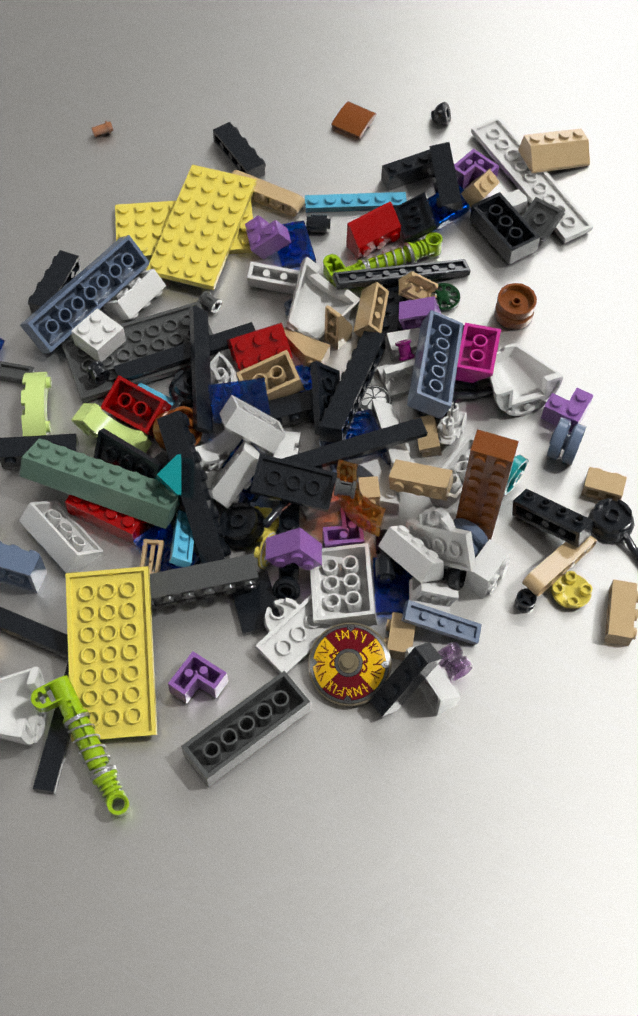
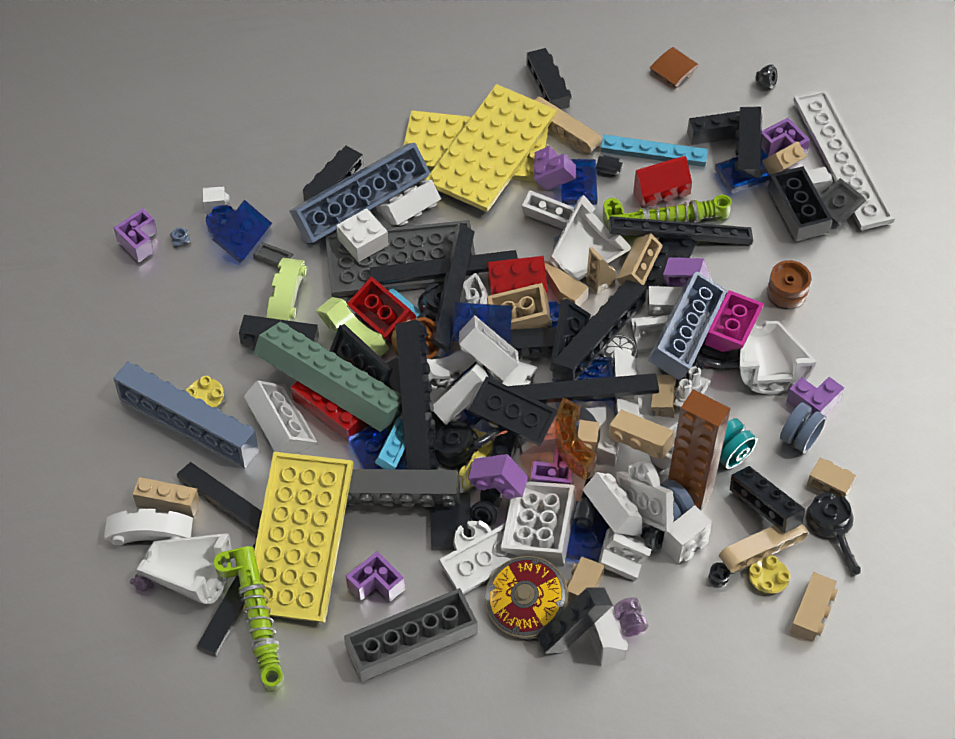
camera: 15 degrees right, 5 degrees down
(98, 372) = (353, 270): black wheel -> none
(102, 129) = (417, 33): nougat pin -> none
(153, 543) = (359, 441): tan tile -> none
(171, 475) = (396, 379): teal slope -> none
(210, 301) = (481, 222): dark grey bush -> none
(345, 488) = (561, 426): dark grey bush -> none
(405, 350) = (661, 306): magenta bush -> none
(415, 218) = (710, 177): black tile -> none
(416, 286) = (691, 246): tan hinge -> none
(441, 622) = (627, 576): sand blue plate -> none
(444, 297) = (720, 261): dark green wheel -> none
(555, 150) = (875, 134): tan slope -> none

